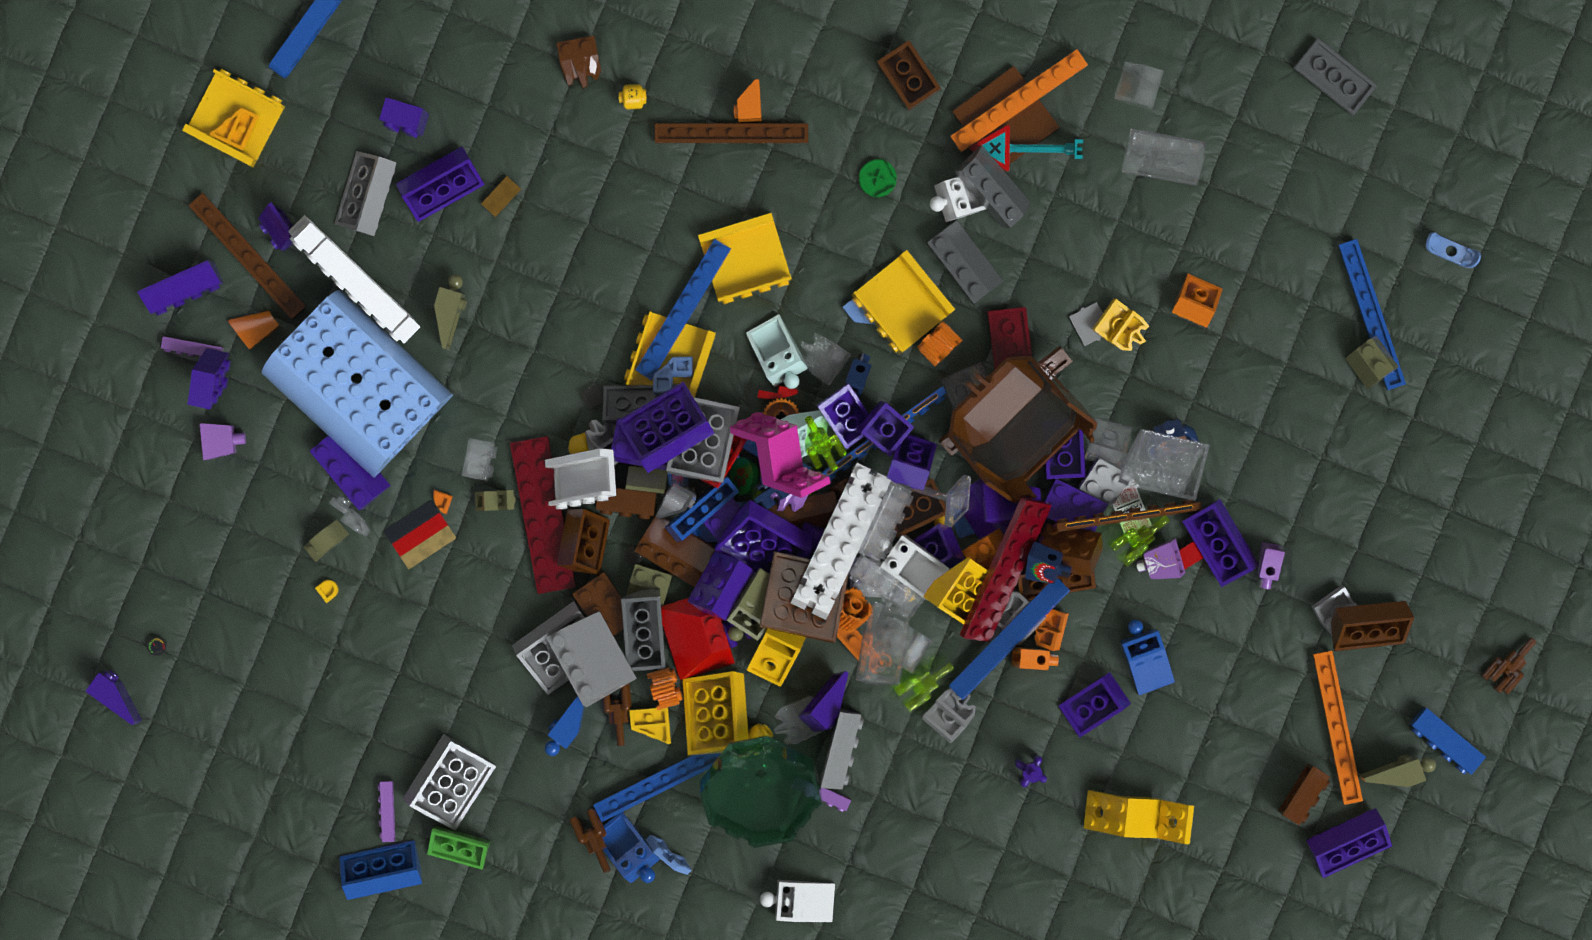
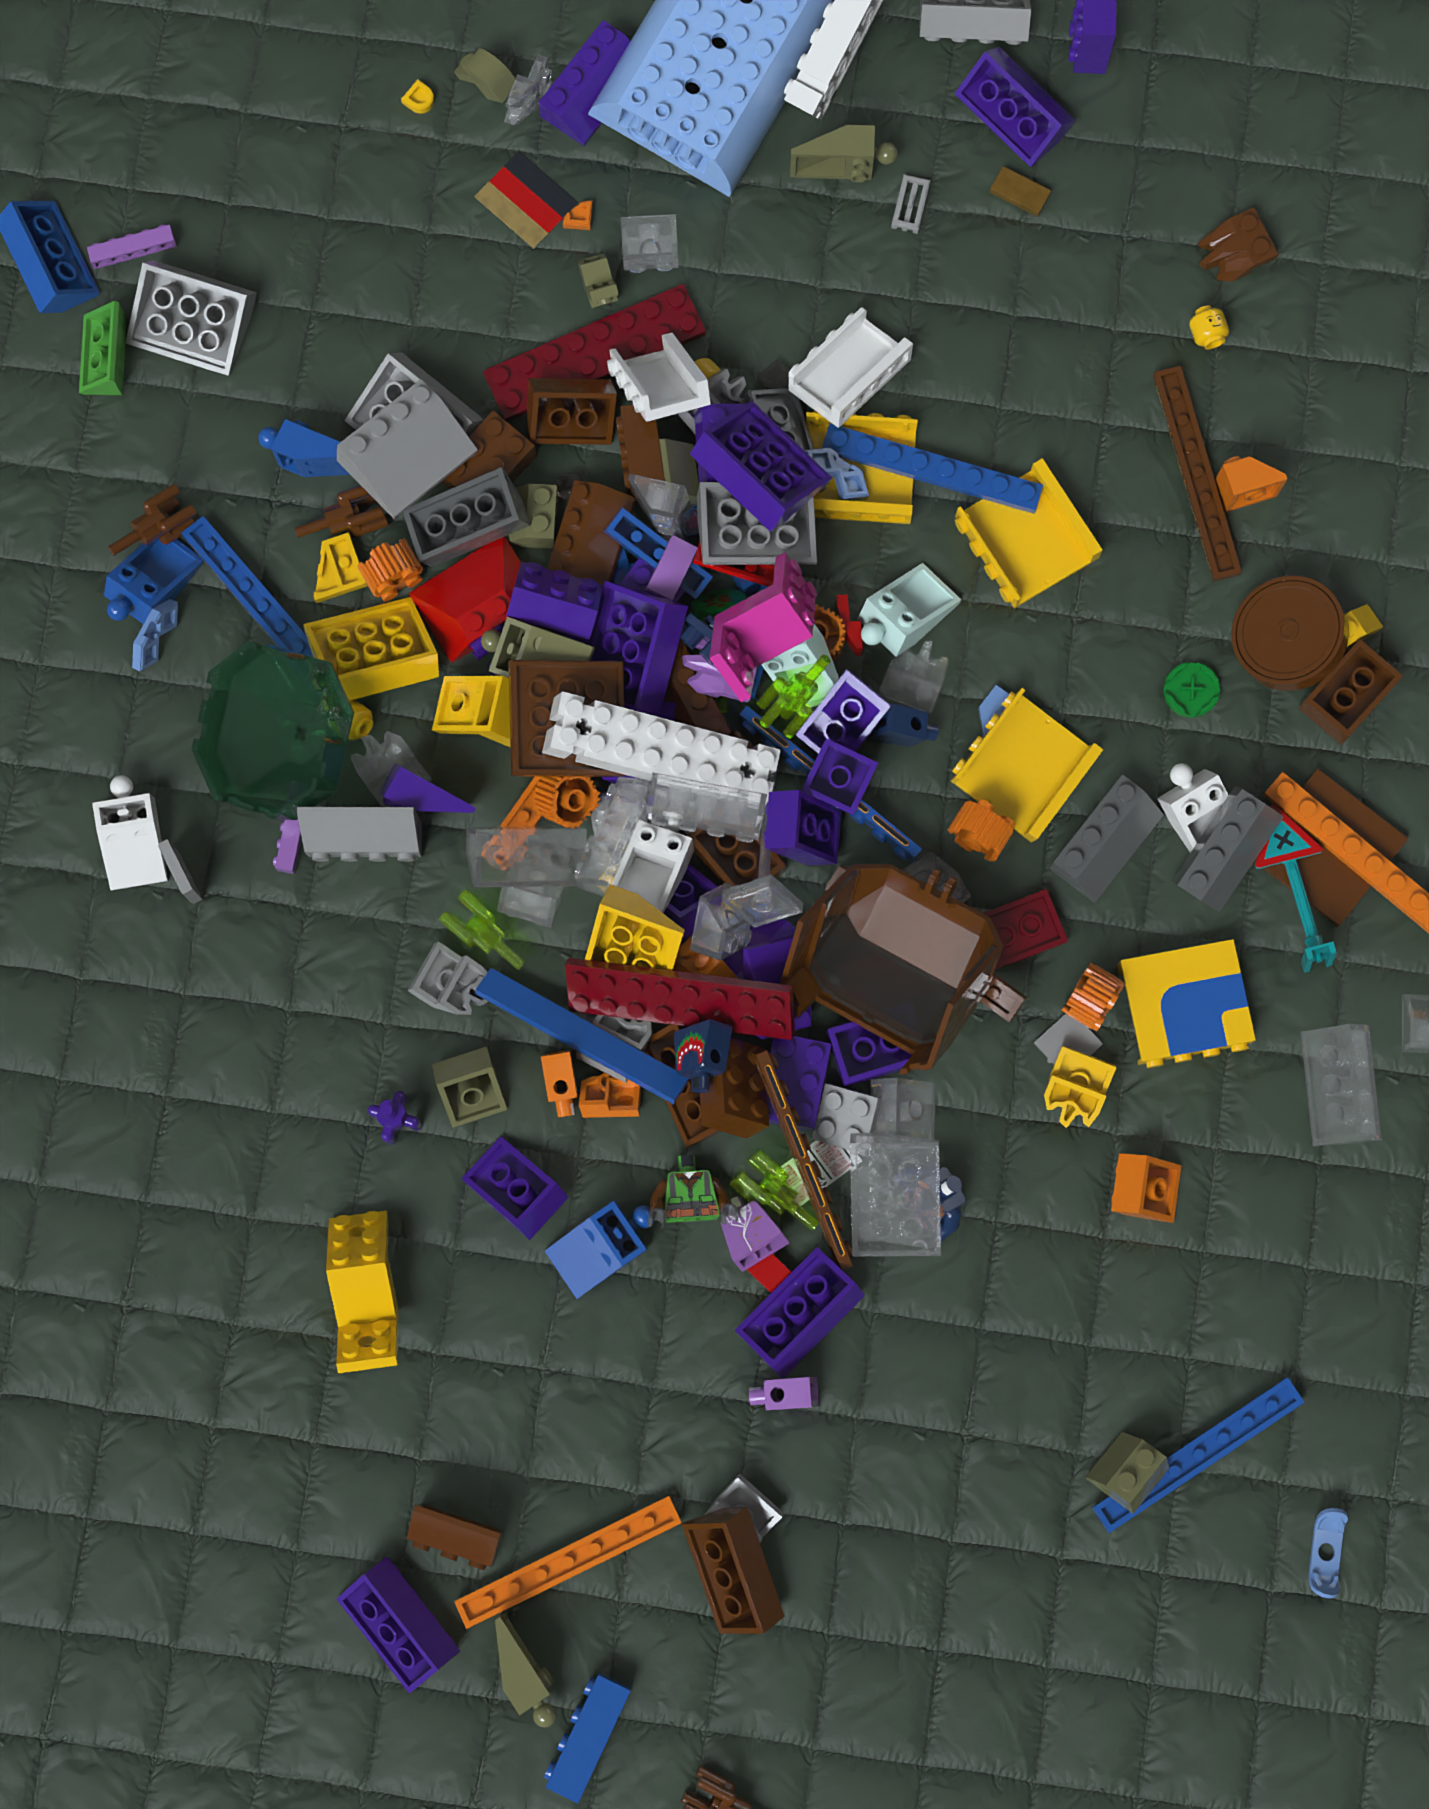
camera: 75 degrees right, 10 degrees down
(505, 280) = (906, 225): none -> light grey tile
(601, 347) = (848, 368): none -> white panel
(718, 503) = (671, 568): none -> medium lavender slope
(835, 873) = (180, 871): none -> light grey tile
(860, 105) = (1290, 633): none -> reddish brown brick
(864, 60) = (1361, 624): none -> yellow slope
(965, 533) = (718, 927): none -> clear slope
(1022, 718) = (469, 1087): none -> olive slope
(1067, 301) = (1093, 996): none -> orange brick
(1085, 241) = (1187, 1003): none -> yellow panel
(1129, 594) = (690, 1196): none -> torso

